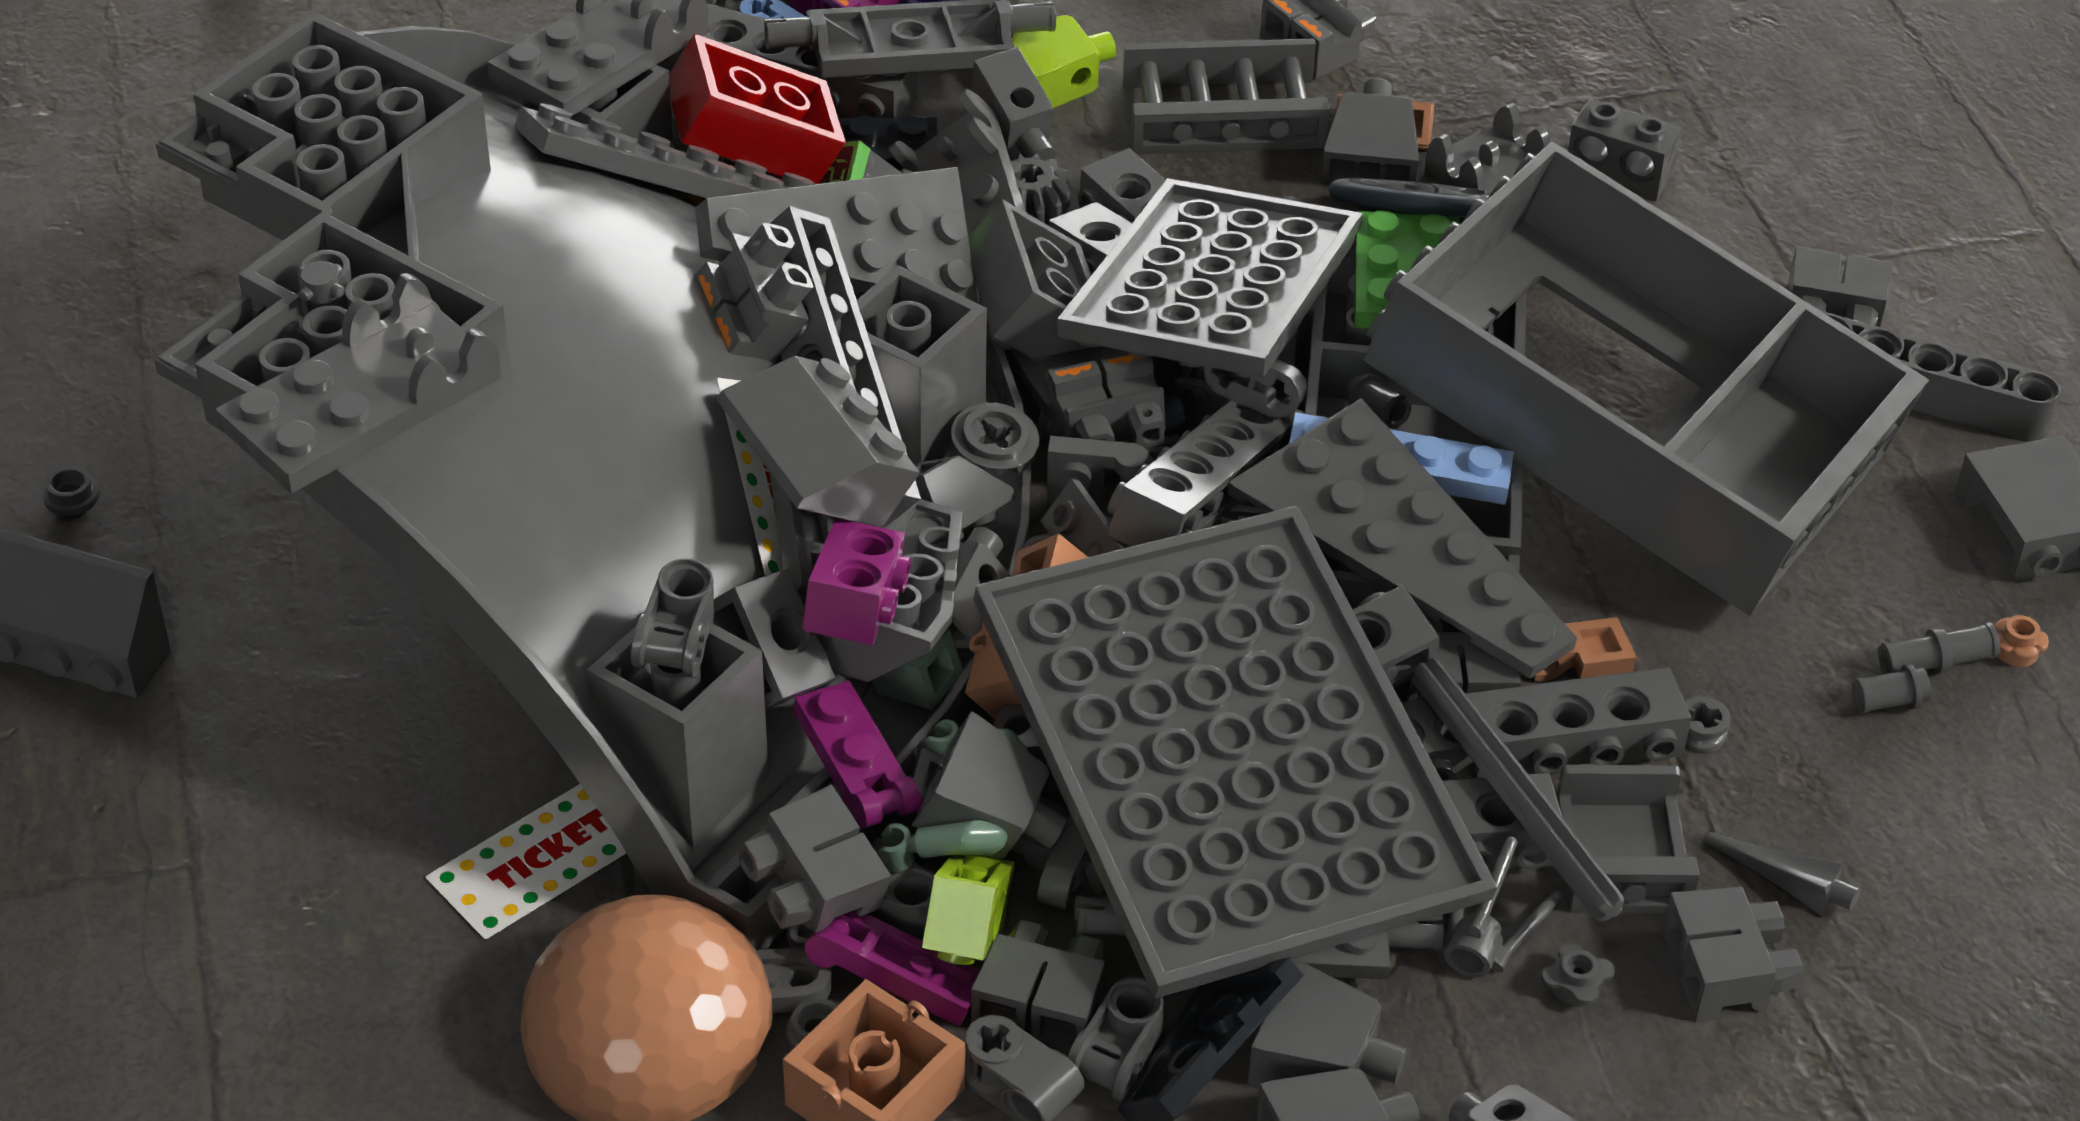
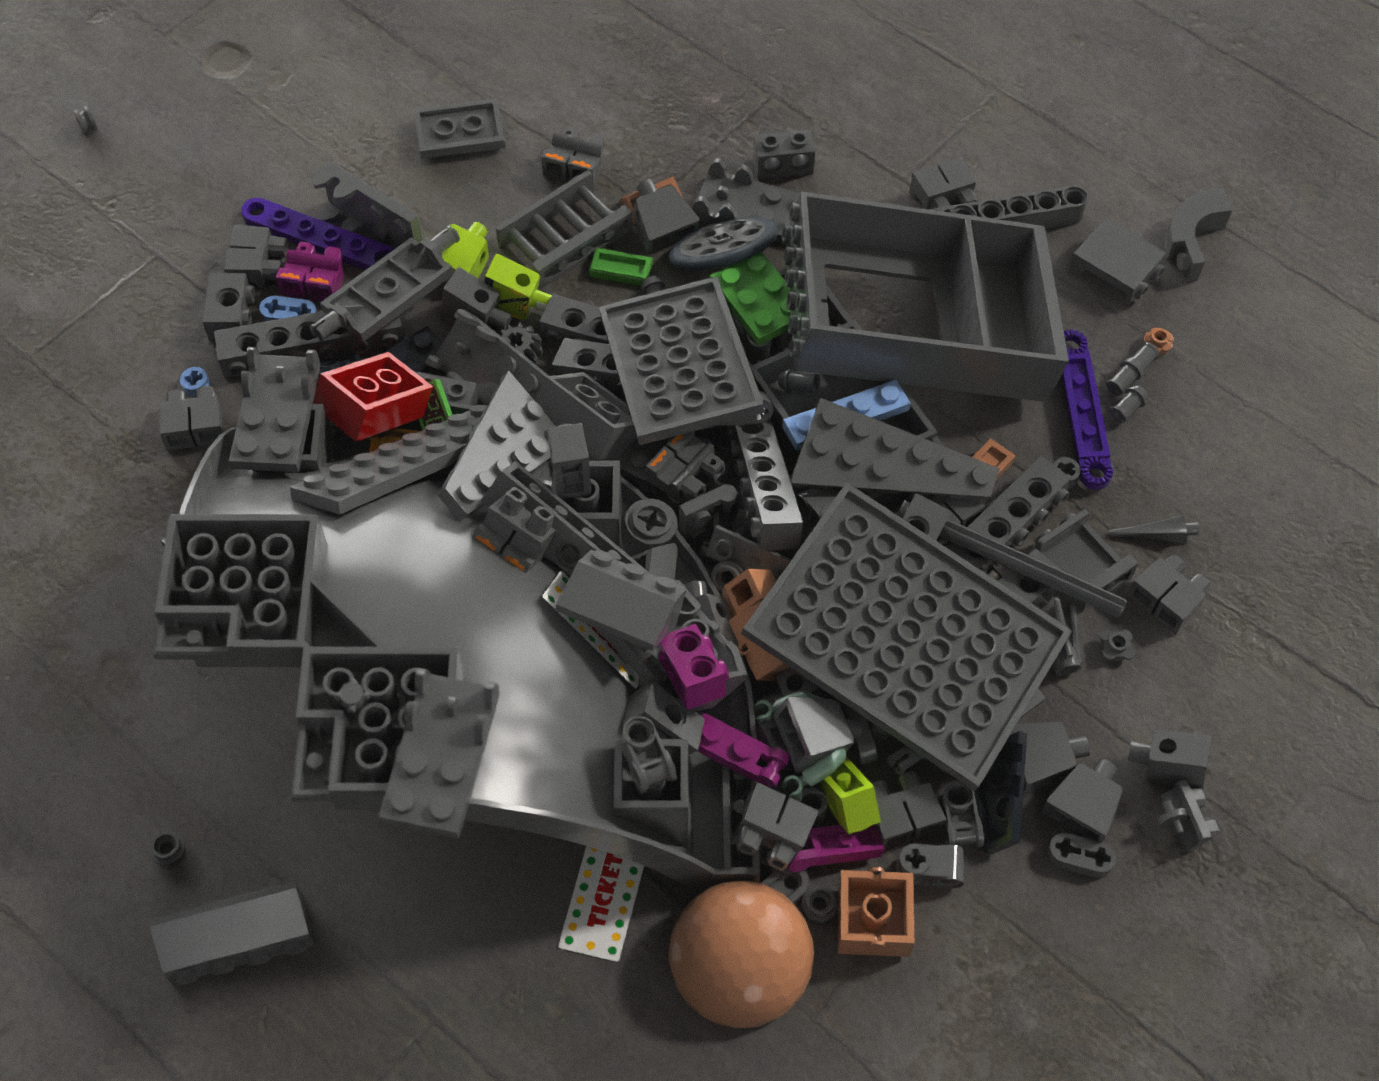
camera: 35 degrees left, 15 degrees up
(899, 253) = (569, 460): none -> dark grey brick
(1086, 115) = (516, 287): none -> lime torso
(1264, 173) = (620, 266): none -> bright green tile
(1806, 661) = (1085, 414): none -> dark purple plate

